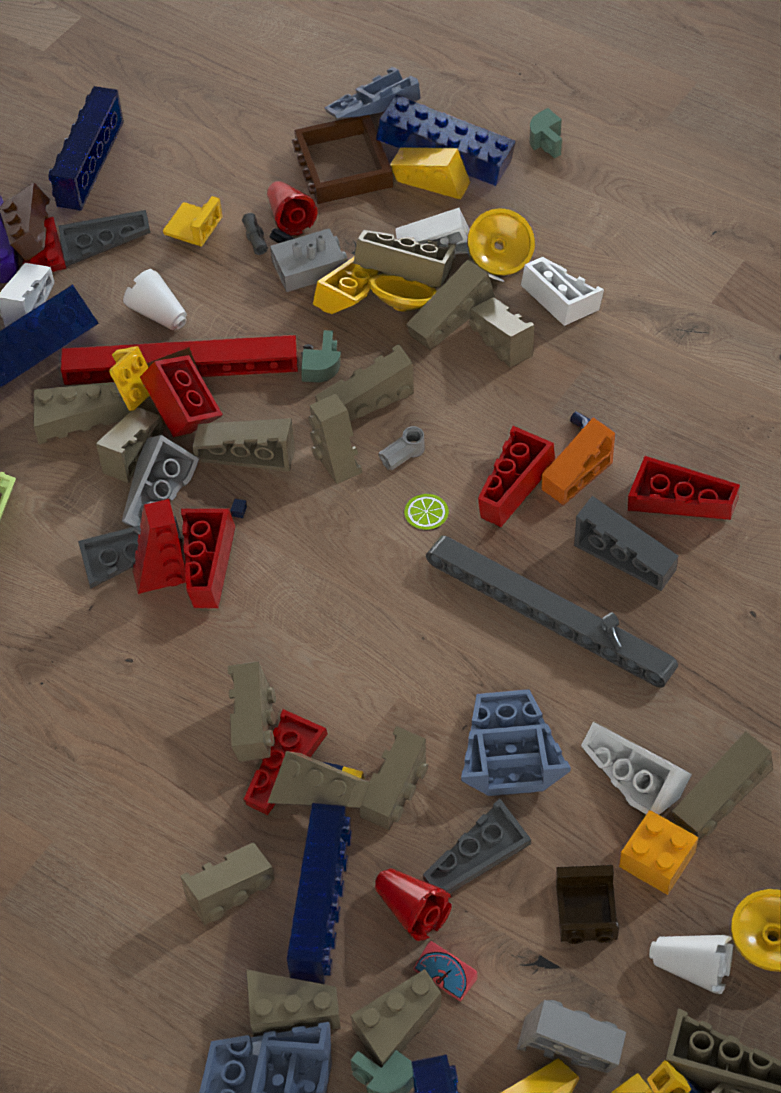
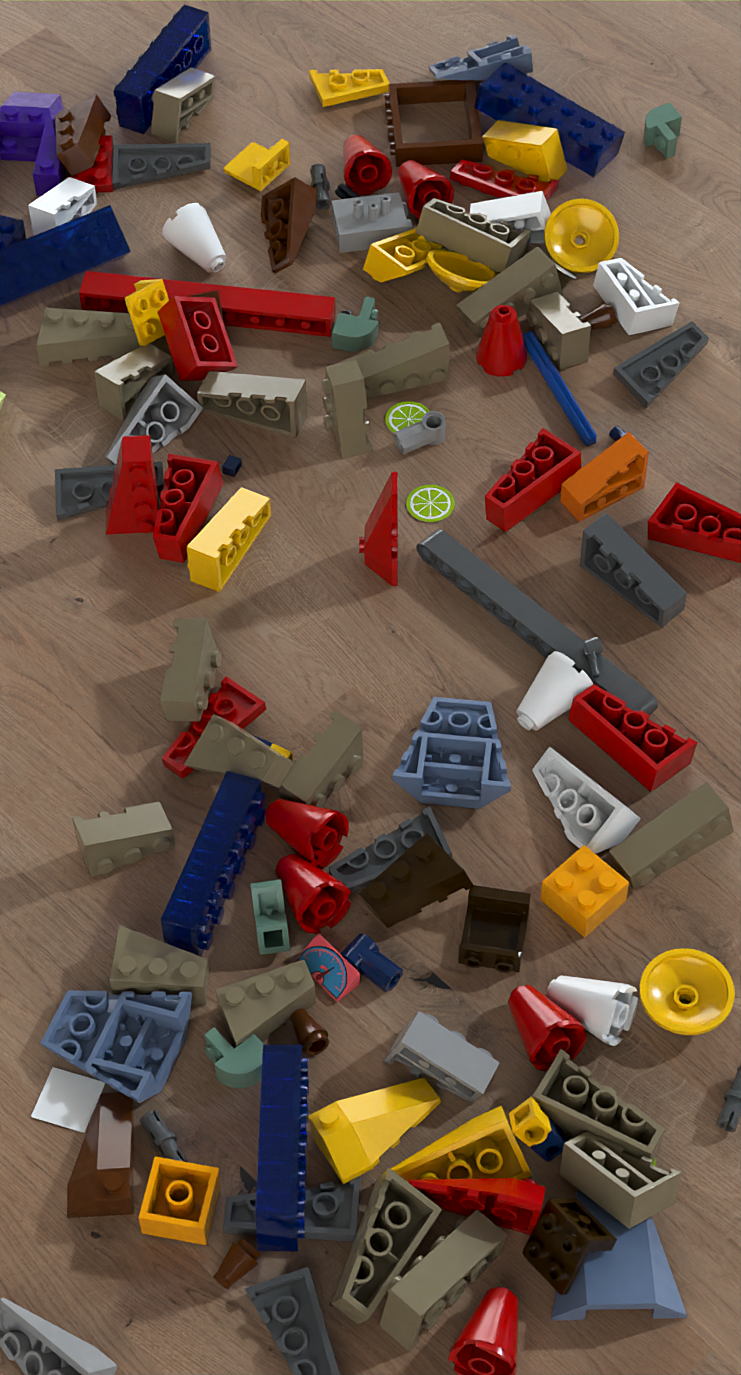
camera: 10 degrees right, 0 degrees up
(108, 175) = (179, 101): none -> dark tan wedge
(233, 268) = (287, 217): none -> reddish brown wedge
(251, 139) = (343, 87): none -> yellow wing
(253, 579) = (227, 538): none -> yellow wedge
(348, 220) = (423, 185): none -> red cone
(381, 934) = (270, 917): none -> sand green brick
(383, 434) = (404, 415): none -> lime sticker
(395, 551) = (381, 534): none -> red wedge
(395, 842) = (308, 829): none -> red cone
(416, 204) = (499, 183): none -> red wing
(443, 1036) = (309, 1032): none -> reddish brown cone
(455, 353) = (502, 343): none -> red cone
(481, 957) = (367, 960): none -> dark blue piece
(506, 874) = (414, 881): none -> dark brown wedge
(515, 385) = (559, 389): none -> blue axle
(536, 313) = (600, 317): none -> reddish brown cone
(584, 670) = (551, 692): none -> white cone
(597, 348) = (661, 363): none -> dark grey wing
(656, 989) = (544, 1027): none -> red cone
(663, 700) = (630, 738): none -> red wedge

